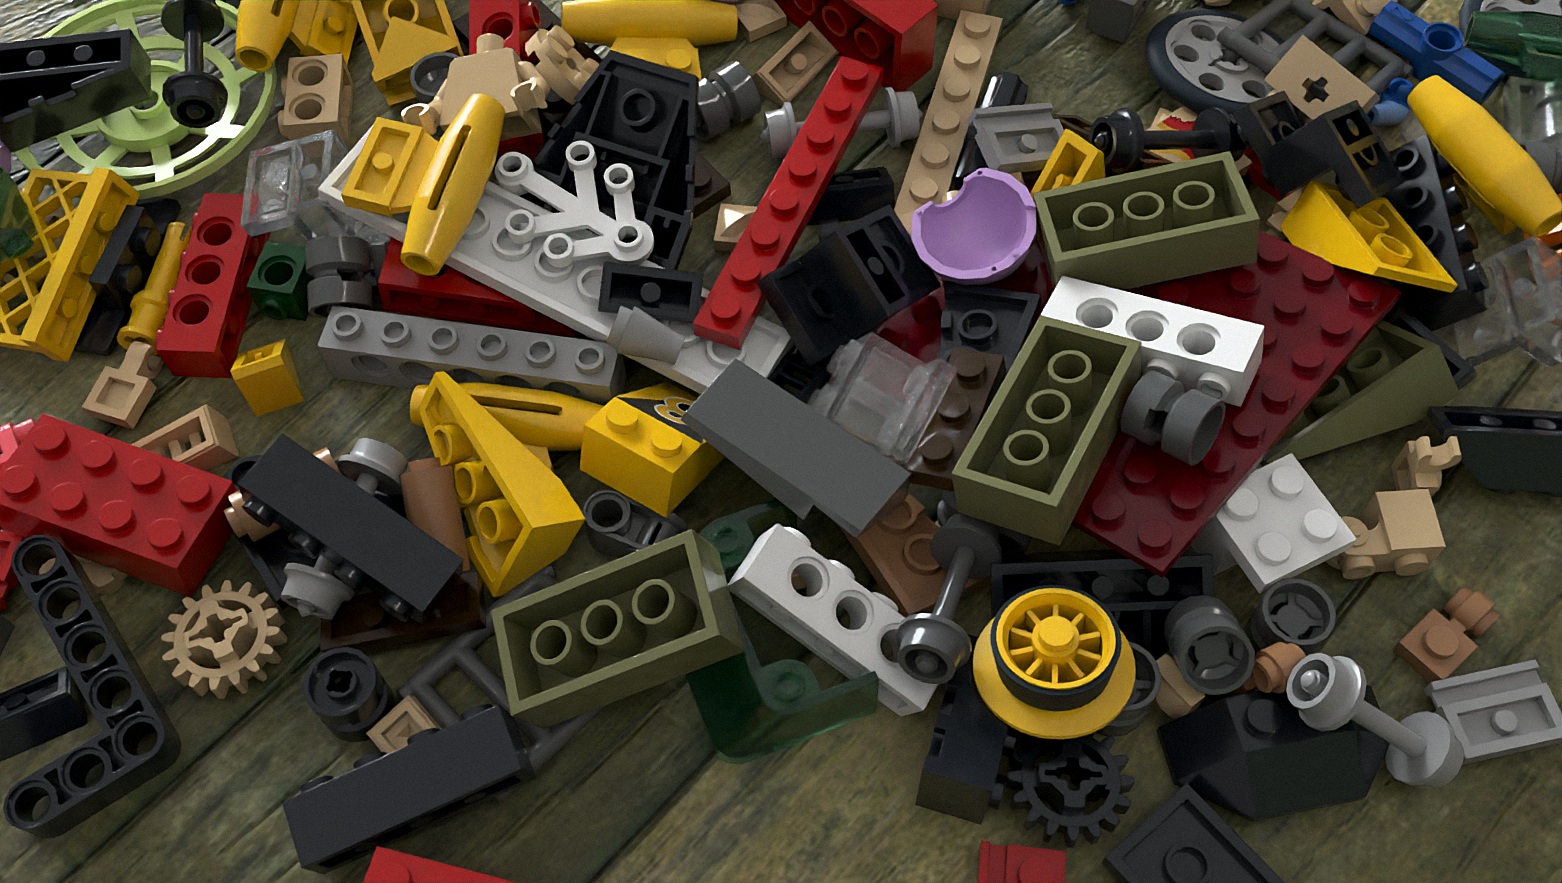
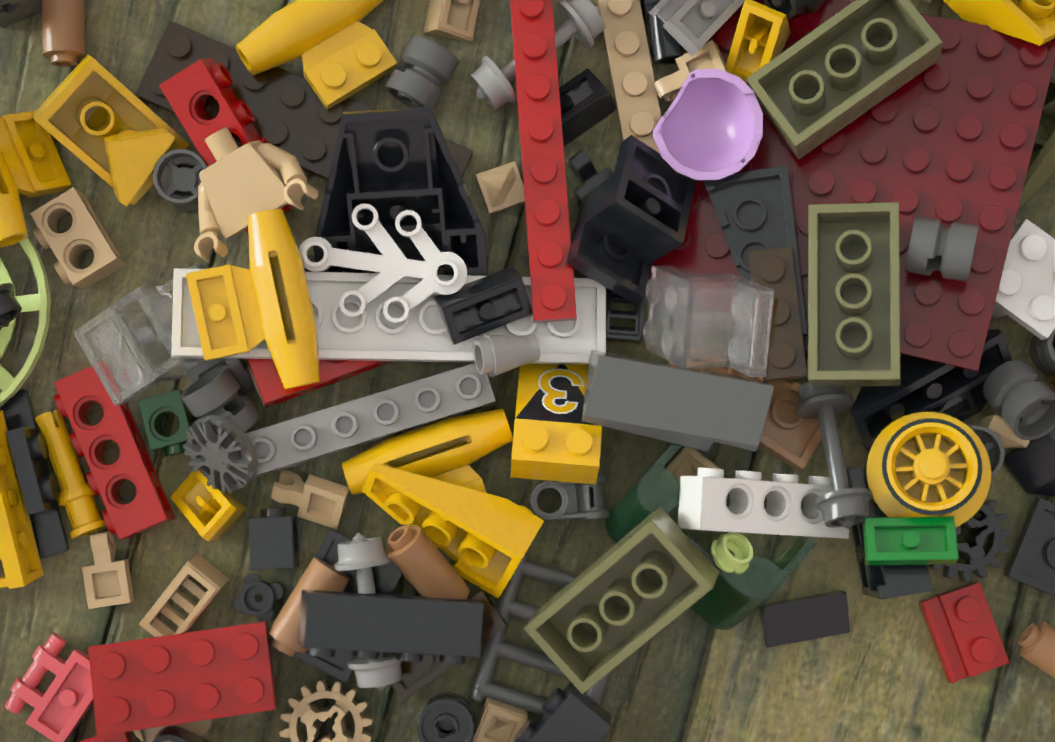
camera: 30 degrees left, 25 degrees up
(304, 307) = (220, 453): none -> dark grey wheel
(307, 420) = (273, 540): none -> black brick
(374, 408) = (316, 498): none -> tan plate
(560, 62) = (289, 120): tan plate -> none
(772, 639) = (732, 552): none -> yellowish green plate
(828, 790) = (805, 618): none -> black slope
(990, 719) = (910, 541): none -> green plate
(1177, 340) = (912, 162): white brick -> none

